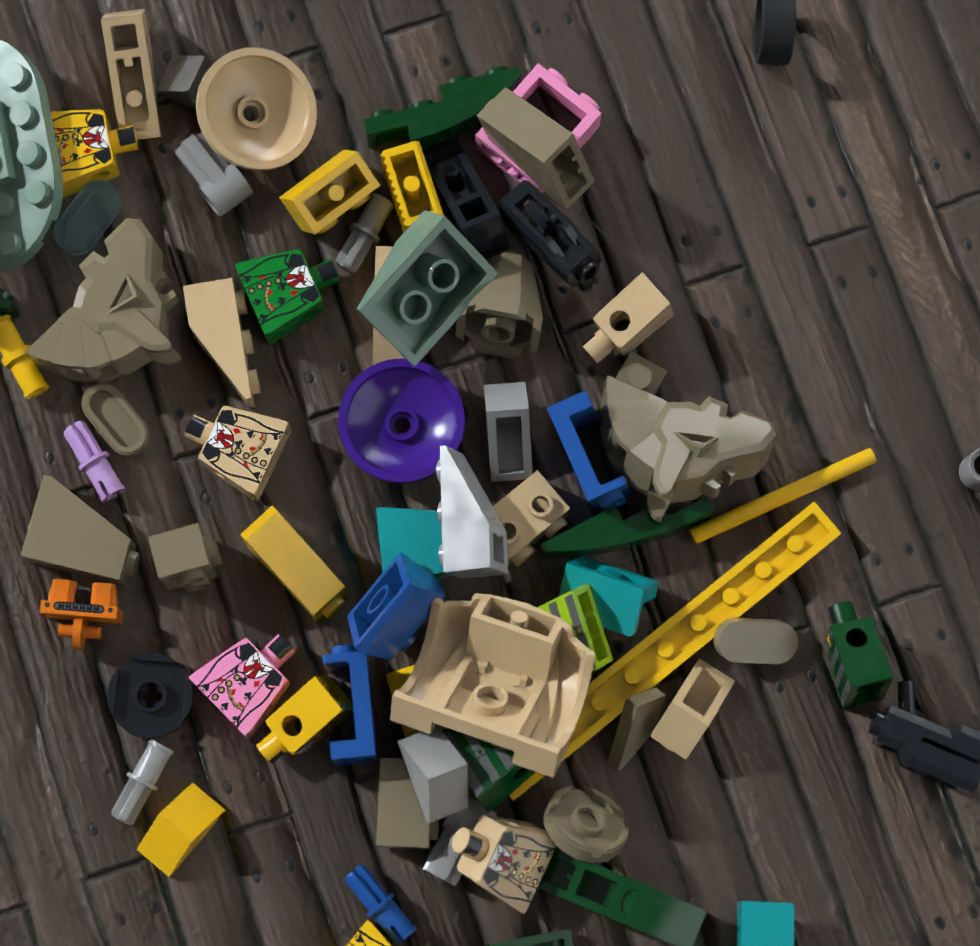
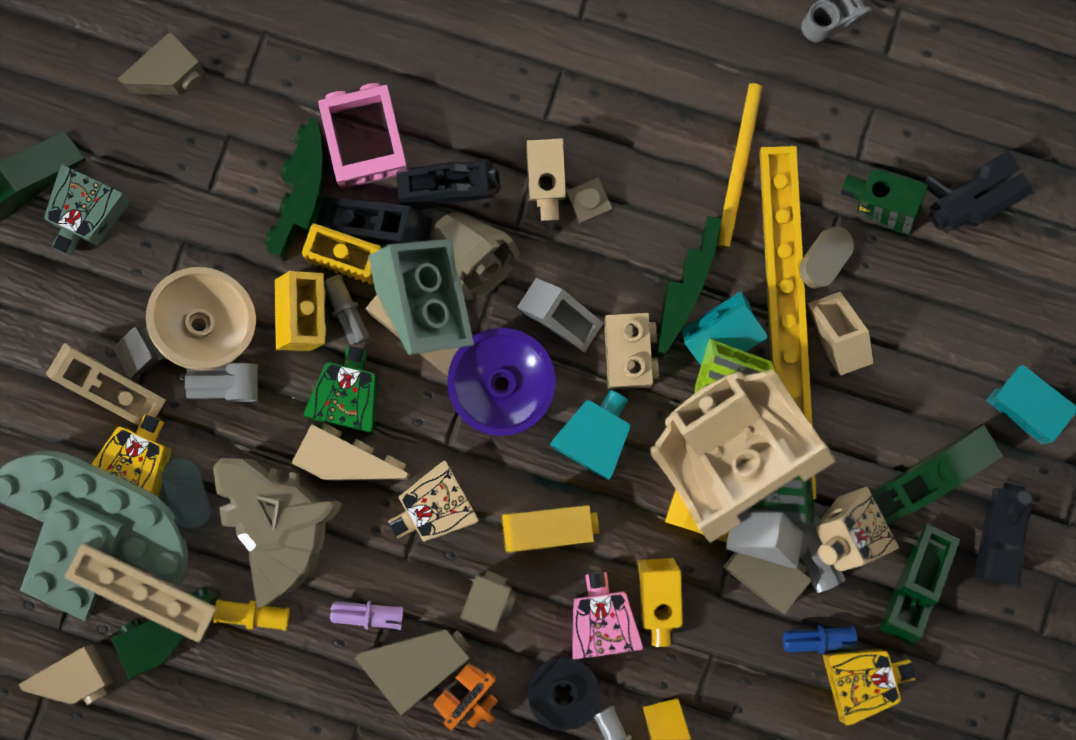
camera: 55 degrees left, 5 degrees up
(115, 420) = (348, 578): dark tan tile -> none
(364, 747) = (711, 572): blue panel -> none
(393, 608) = (631, 483): blue slope -> none
(471, 530) = (614, 388): slope -> none
(537, 146) = (380, 145): dark tan slope -> none
(567, 418) = (625, 282): blue panel -> none
(585, 824) = (869, 462): dark tan tile -> none
(635, 725) = (824, 379): dark tan tile -> none
(679, 447) = (661, 209): dark tan animal -> none

